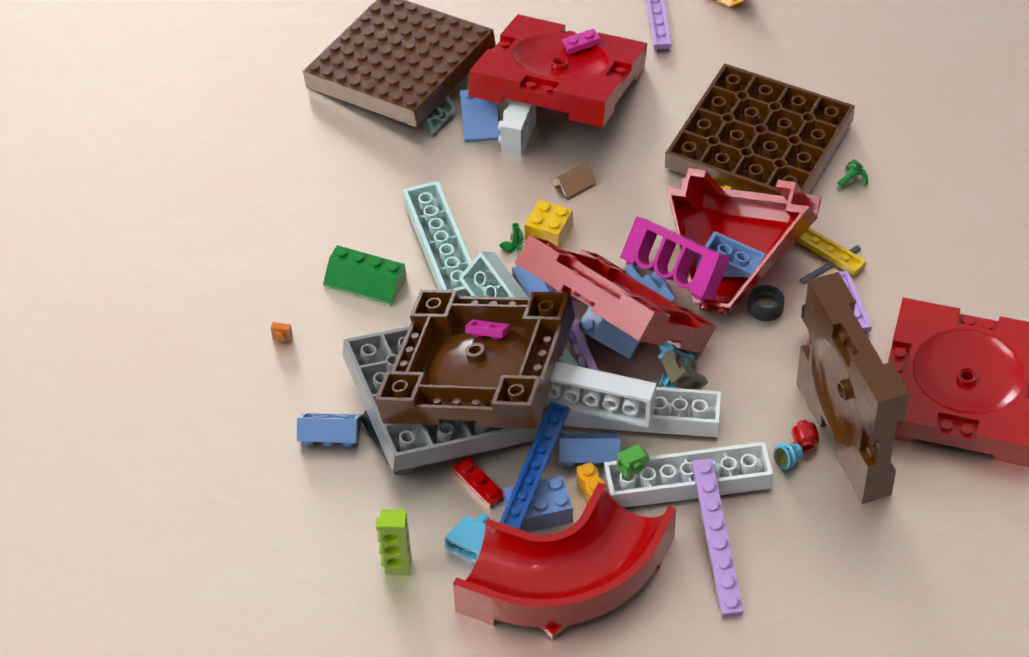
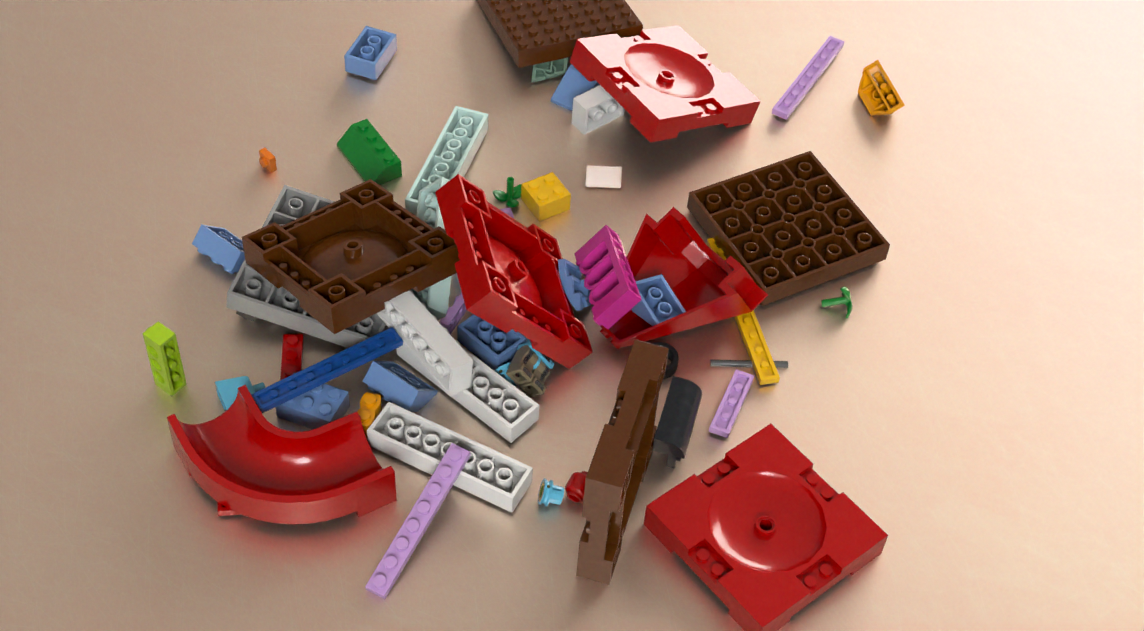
camera: 30 degrees right, 0 degrees up
(273, 186) = (370, 52): none -> medium blue brick
(485, 328) = (381, 236): dark pink plate -> none
(581, 41) = (702, 69): dark pink plate -> none
(628, 360) = (489, 342): none -> medium blue brick
(632, 460) = (405, 413): bright green brick -> none

